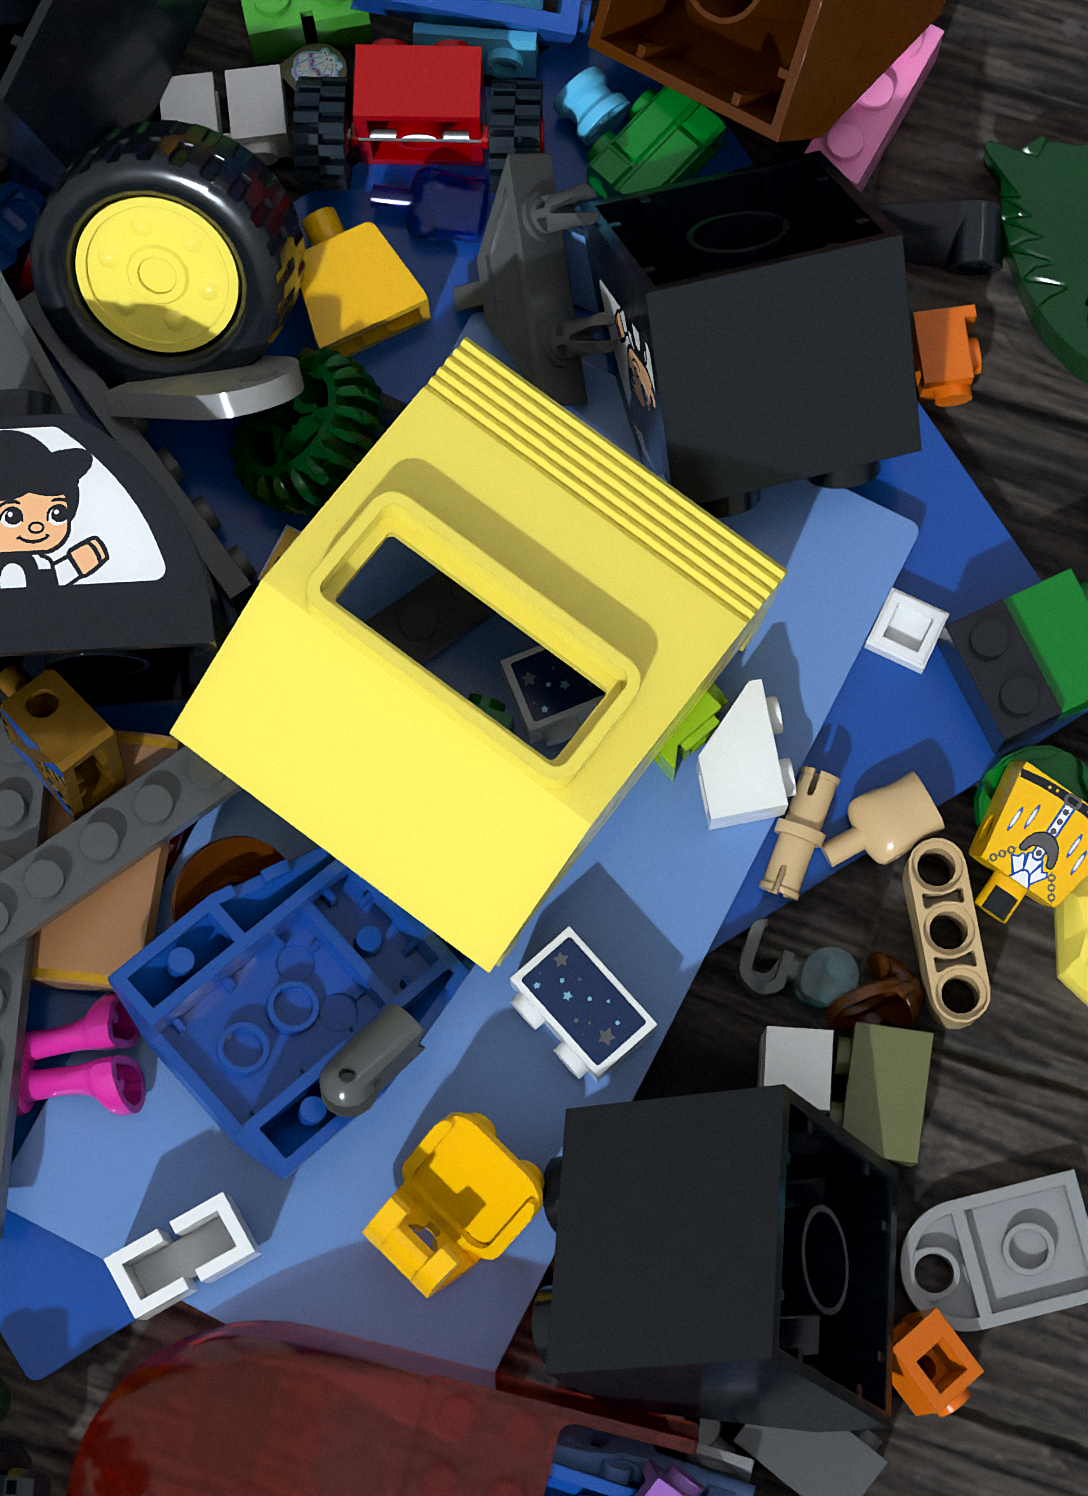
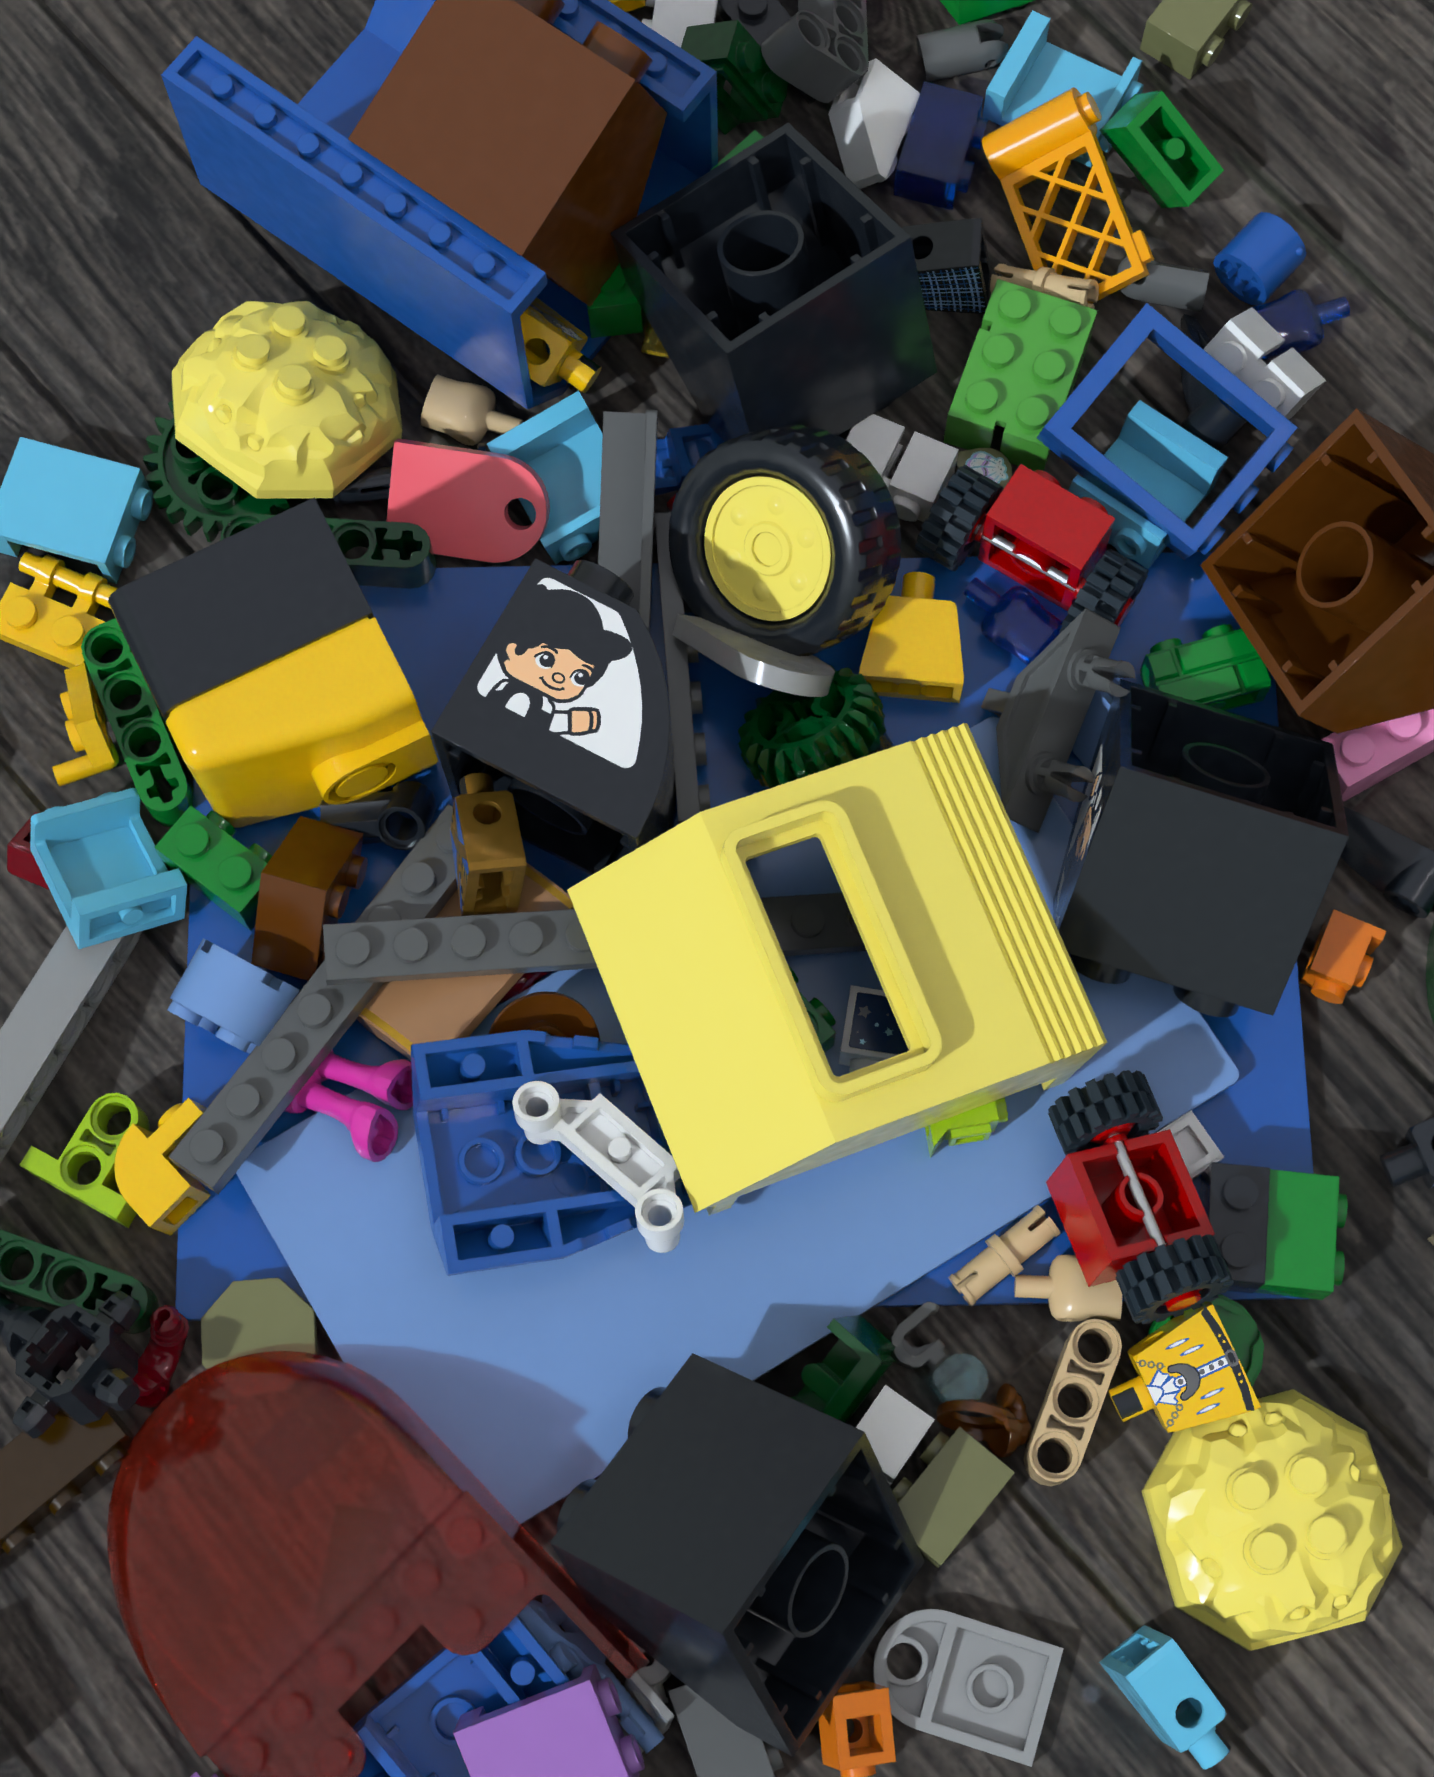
camera: 30 degrees right, 5 degrees down
(40, 1426) = (161, 1355): none -> dark red piece
(108, 1343) = (257, 1319): none -> olive piece
(161, 1272) = (316, 1291): white piece -> none
(369, 960) = (613, 1150): none -> white plate
(370, 1061) = (565, 1226): dark grey piece -> none
(462, 1191) = (578, 1372): yellow piece -> none
(581, 1006) = (754, 1283): brick -> none
(591, 105) = (1177, 611): medium azure wheel -> none
(717, 1034) = (848, 1370): none -> dark green window
(740, 763) = (988, 1173): white slope -> none
(893, 708) = (1132, 1201): none -> brick

